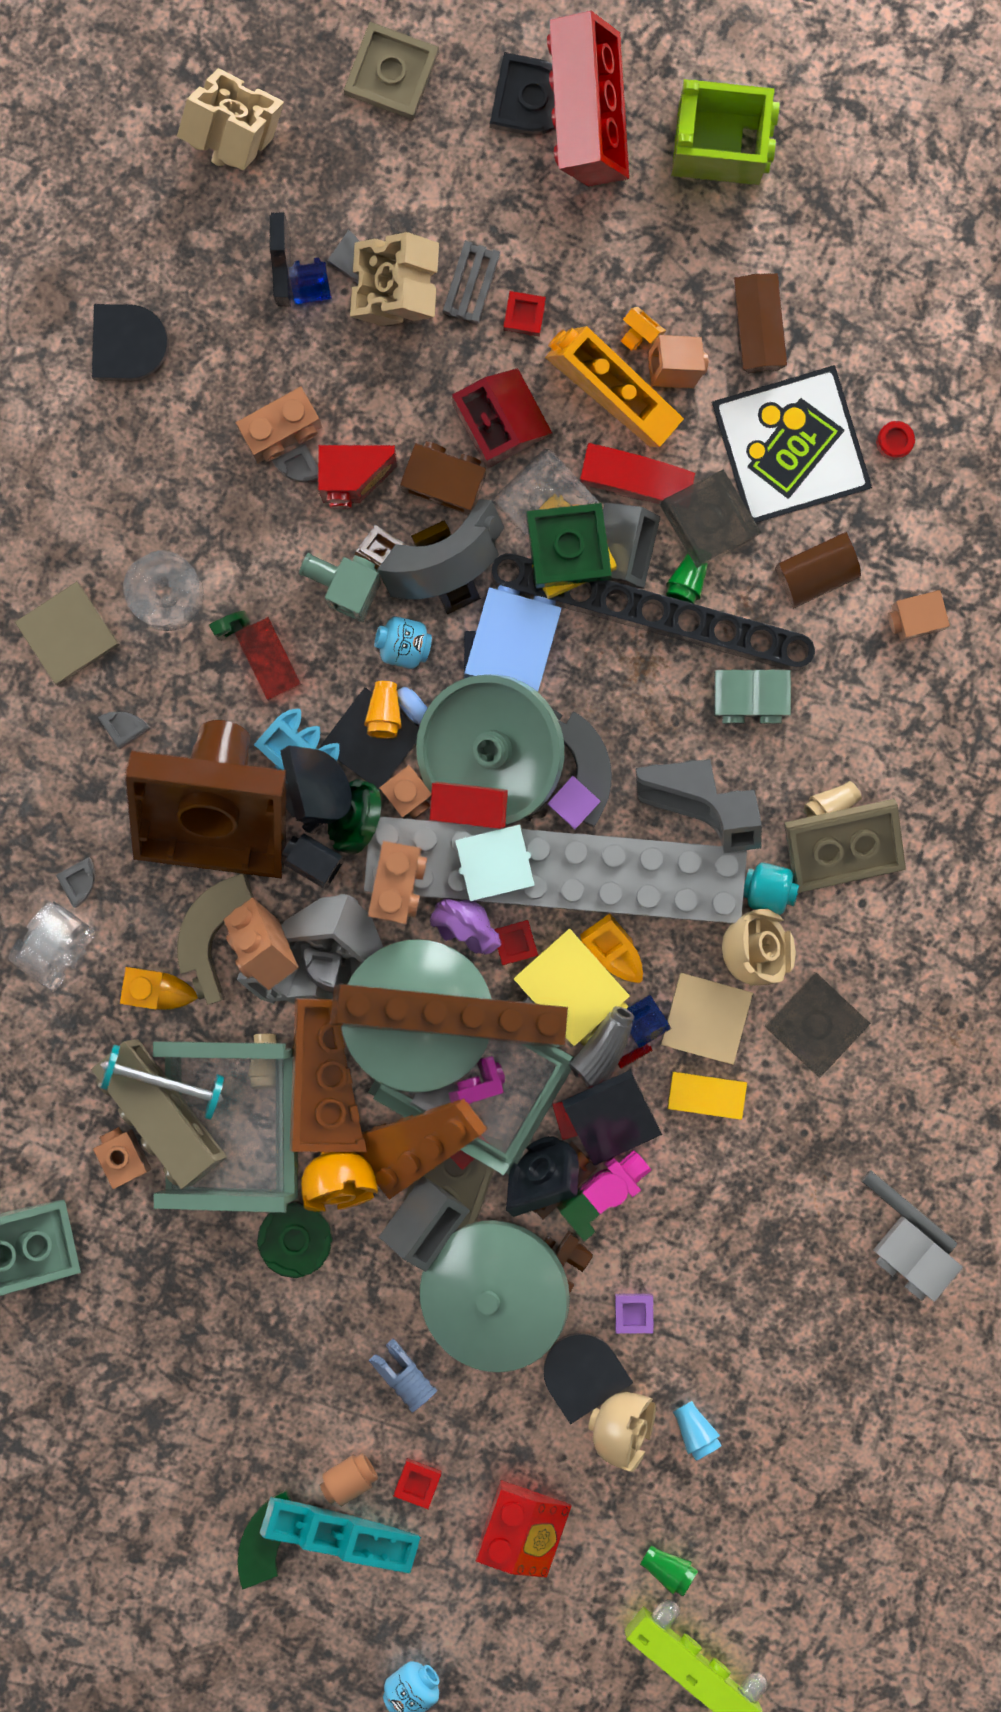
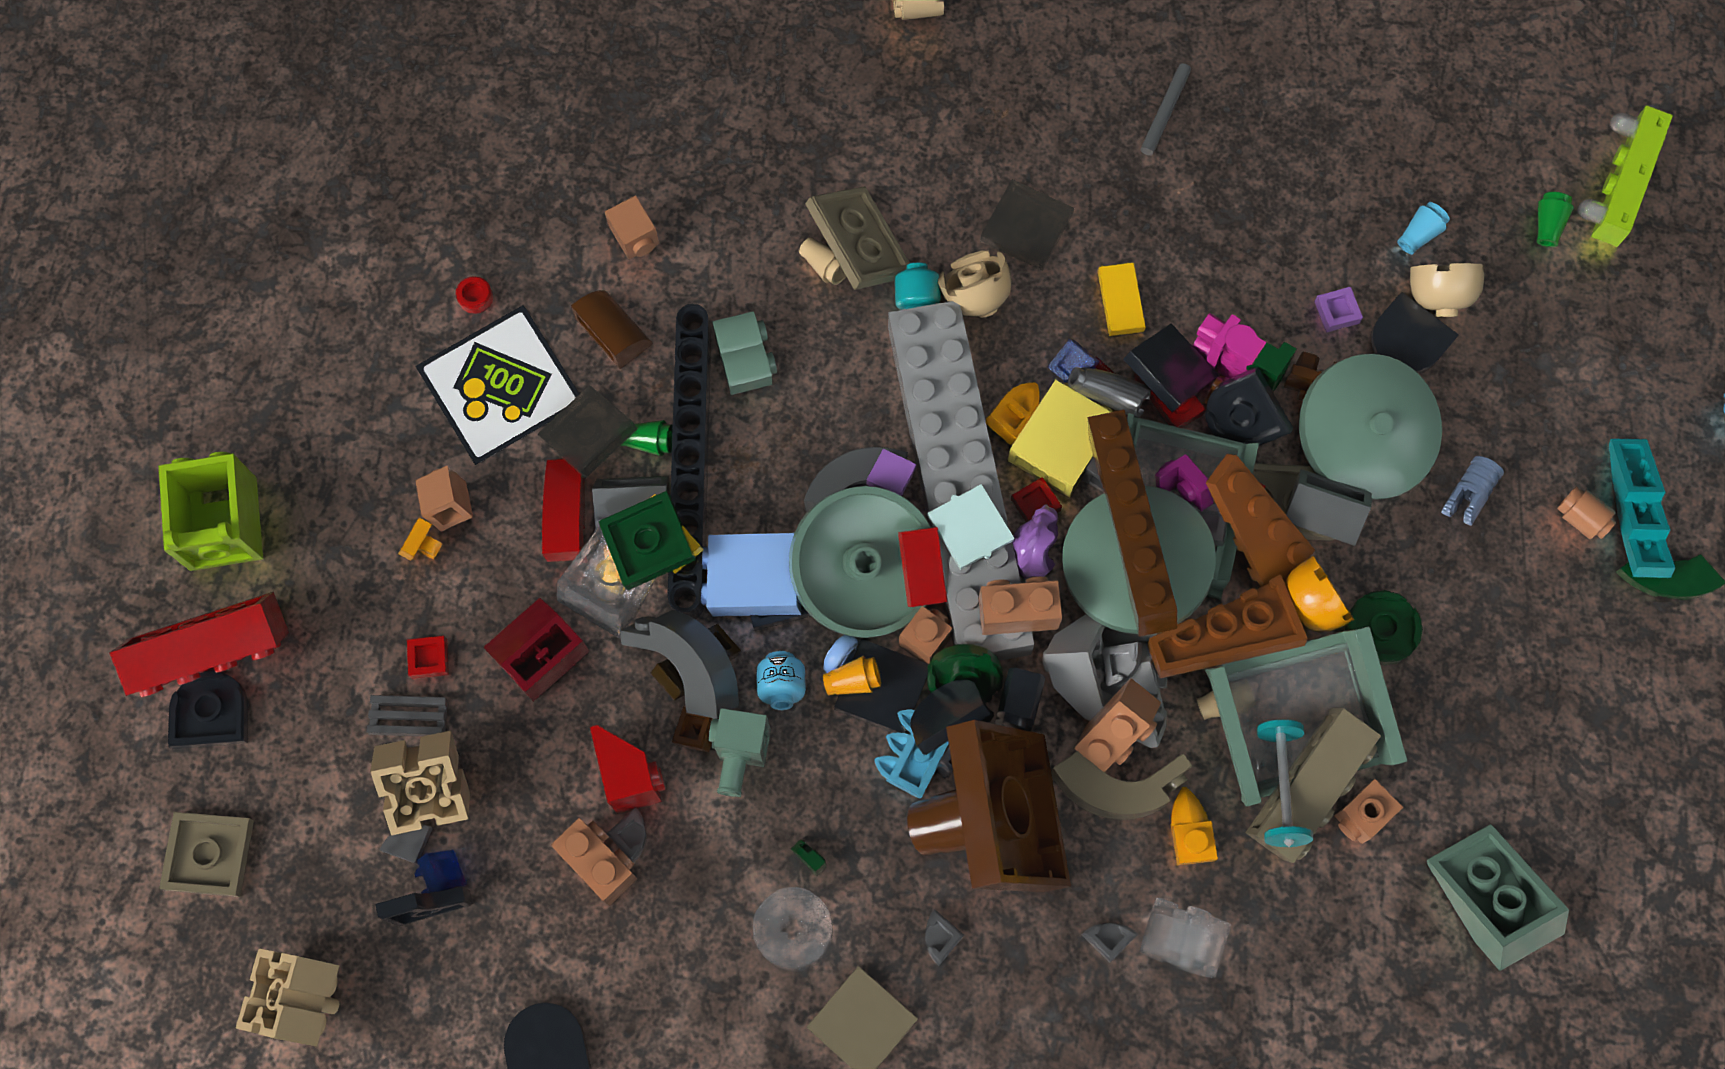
camera: 100 degrees left, 15 degrees down
(268, 659) = (832, 810): clear red tile -> none
(417, 1483) = (1564, 454): red tile -> none
(443, 478) = (609, 684): reddish brown brick -> none
(522, 1531) = (1571, 353): red slope -> none
(613, 384) = (478, 551): light orange slope -> none
(691, 791) = (848, 375): dark grey arch -> none
(707, 1018) = (1050, 316): tan tile -> none
(760, 322) = (389, 436): reddish brown piece -> none
(917, 1259) = (1205, 89): light grey brick -> none

